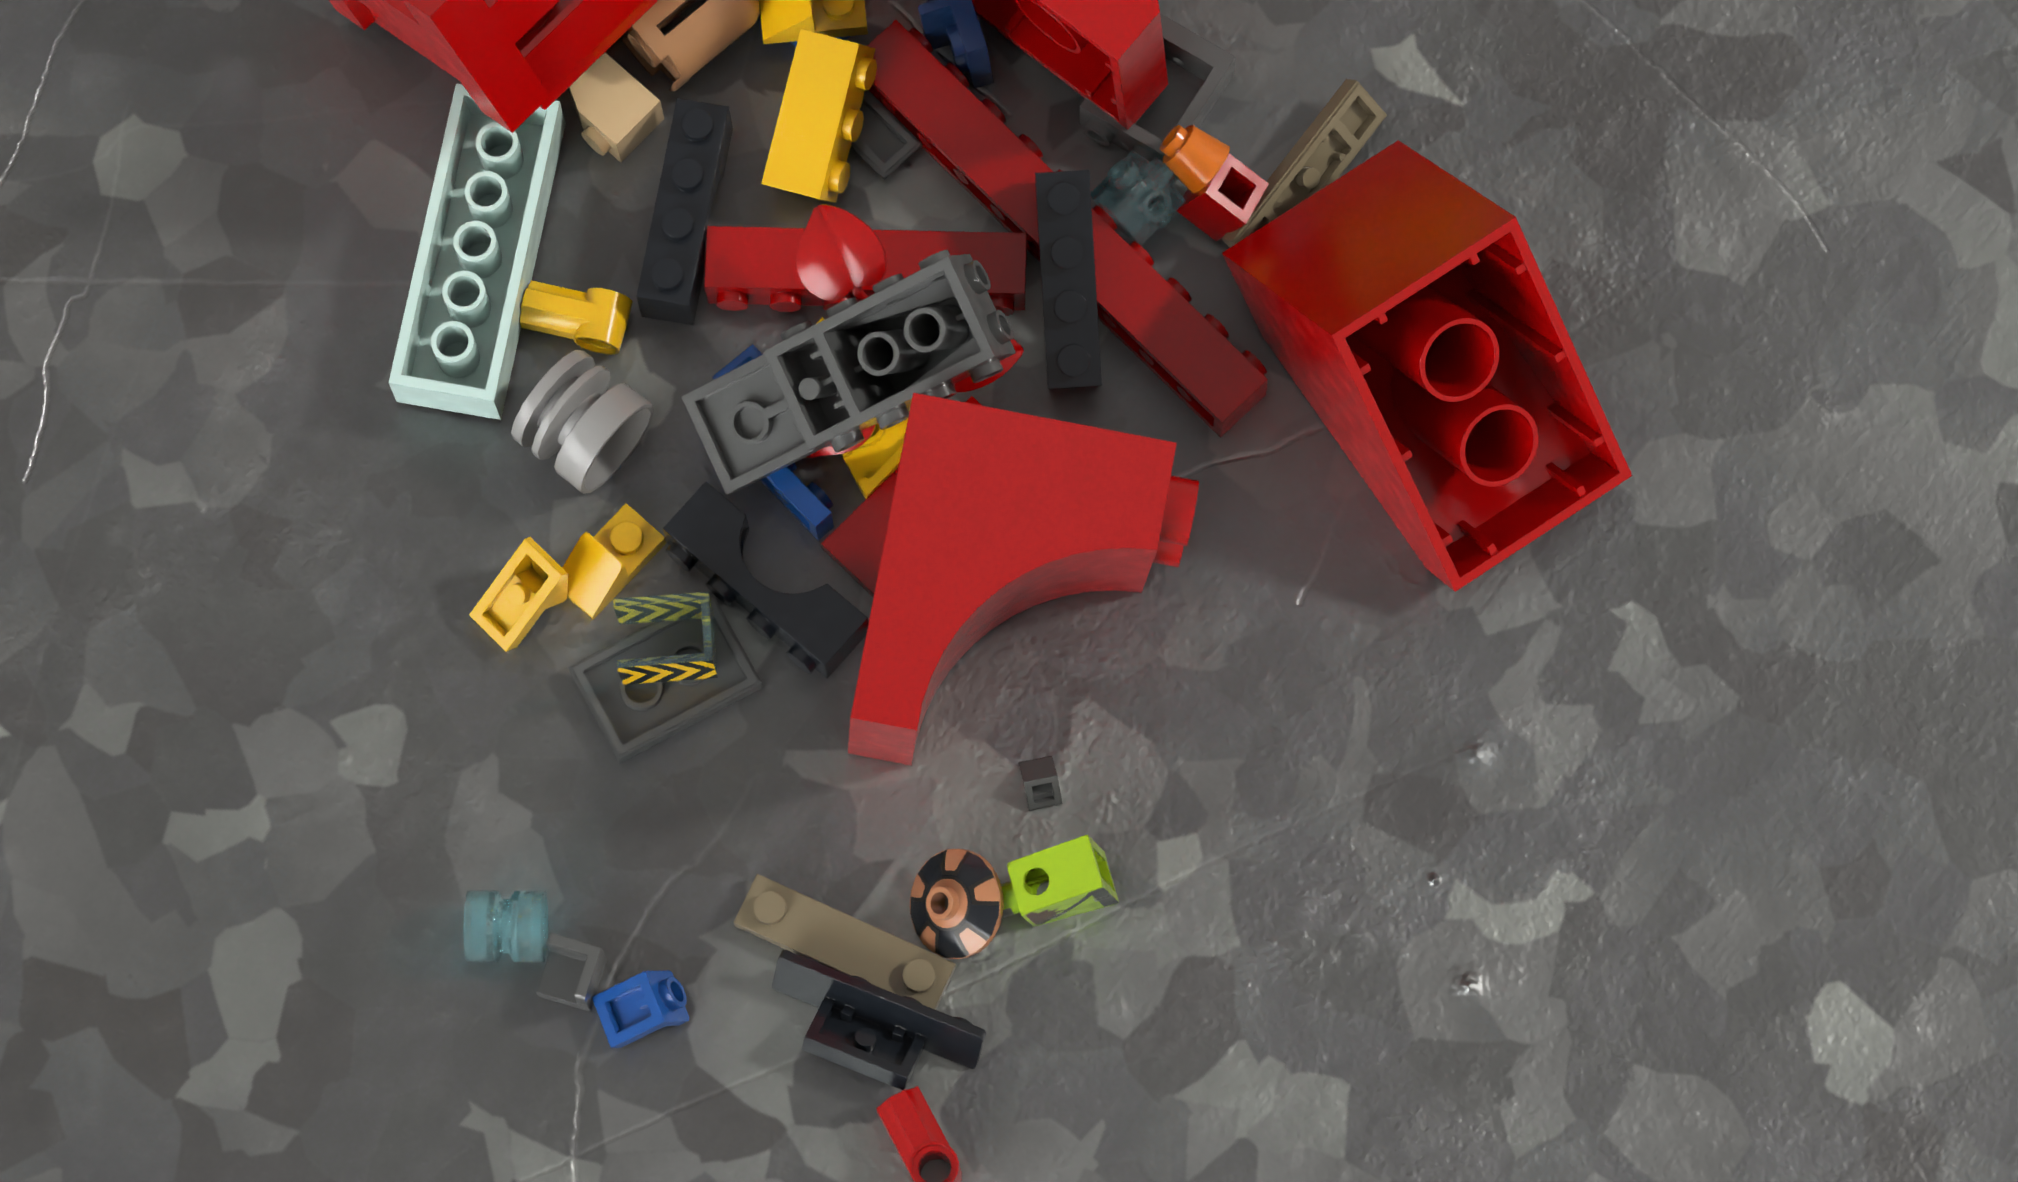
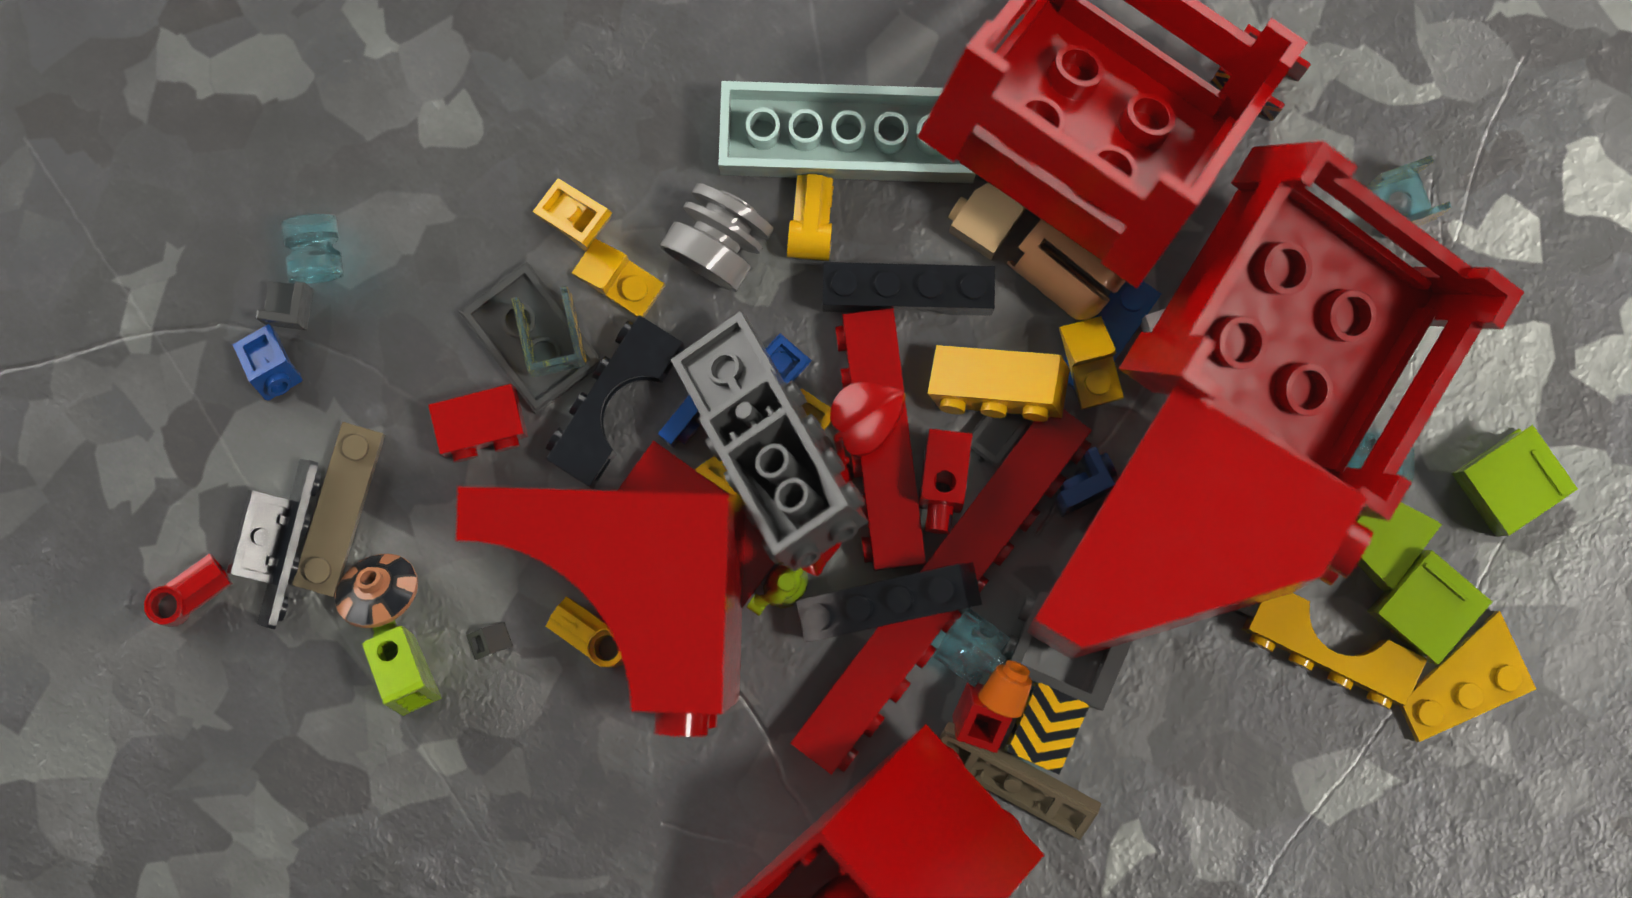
camera: 80 degrees right, 10 degrees up
(763, 750) = (478, 422): none -> red brick
(922, 193) = (944, 462): none -> red torso
(1022, 391) = (780, 589): none -> lime piece
(1049, 656) = (582, 631): none -> yellow piece
(1250, 121) = (1047, 727): none -> piece

